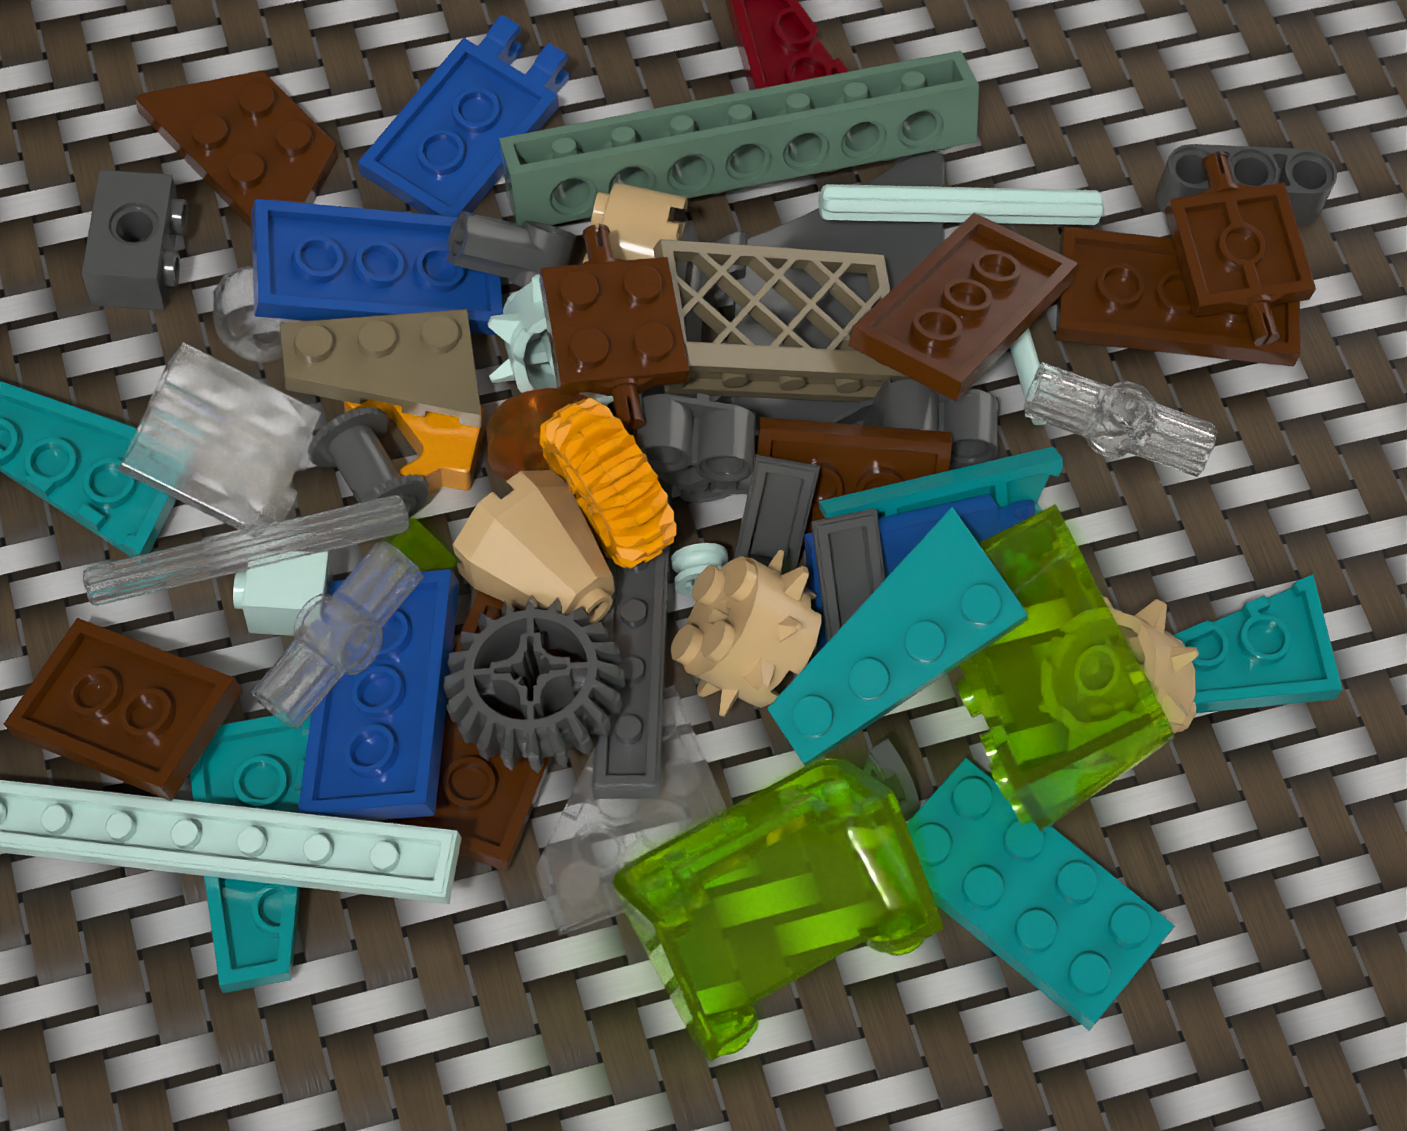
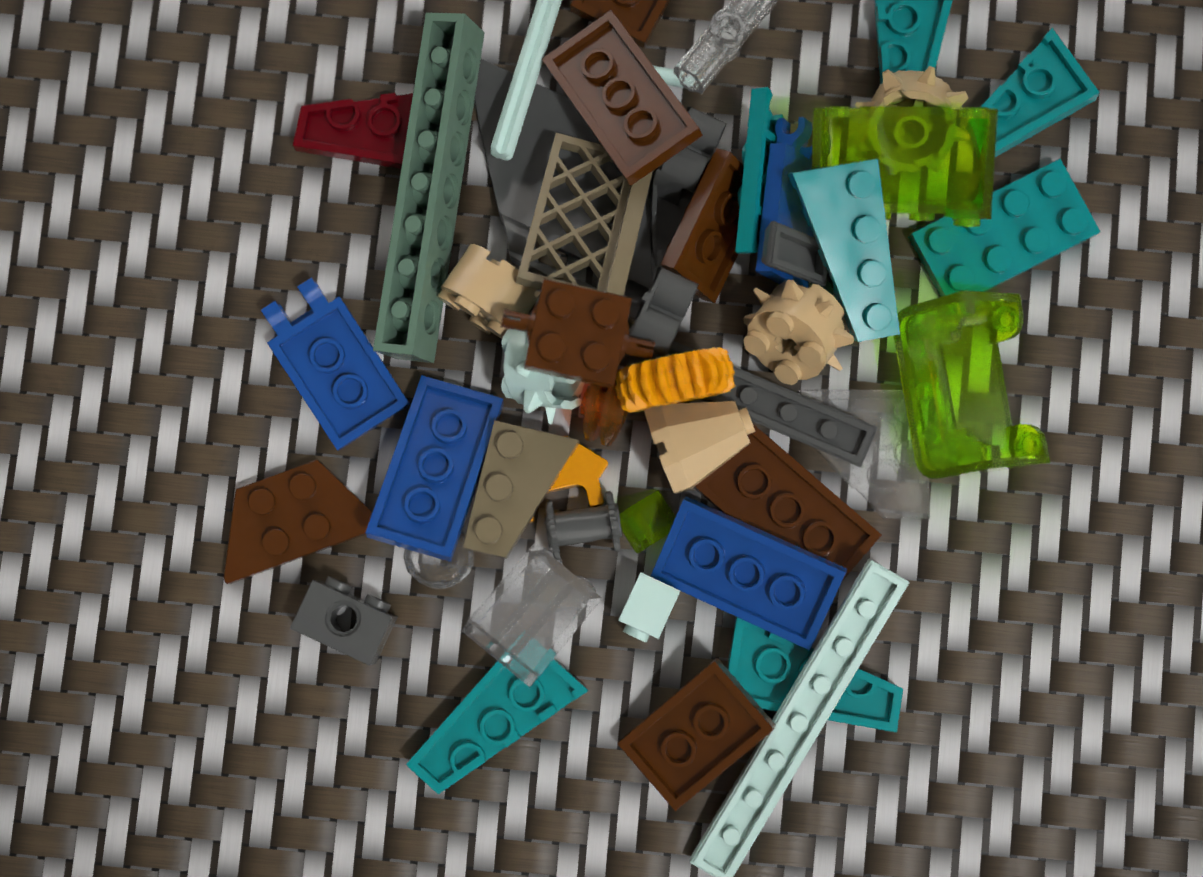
camera: 60 degrees left, 20 degrees up
(245, 550) = (626, 624): clear axle -> none
(337, 634) = (704, 586): clear piece -> none
(502, 666) = (773, 513): dark grey gear -> none
(507, 247) = (462, 366): dark grey piece -> none
(691, 562) = (729, 339): light aqua bush -> none
(776, 510) = (717, 280): dark grey tile -> none
(888, 768) = (911, 284): dark grey tile -> none
(1245, 861) = (1040, 93): none -> teal wing

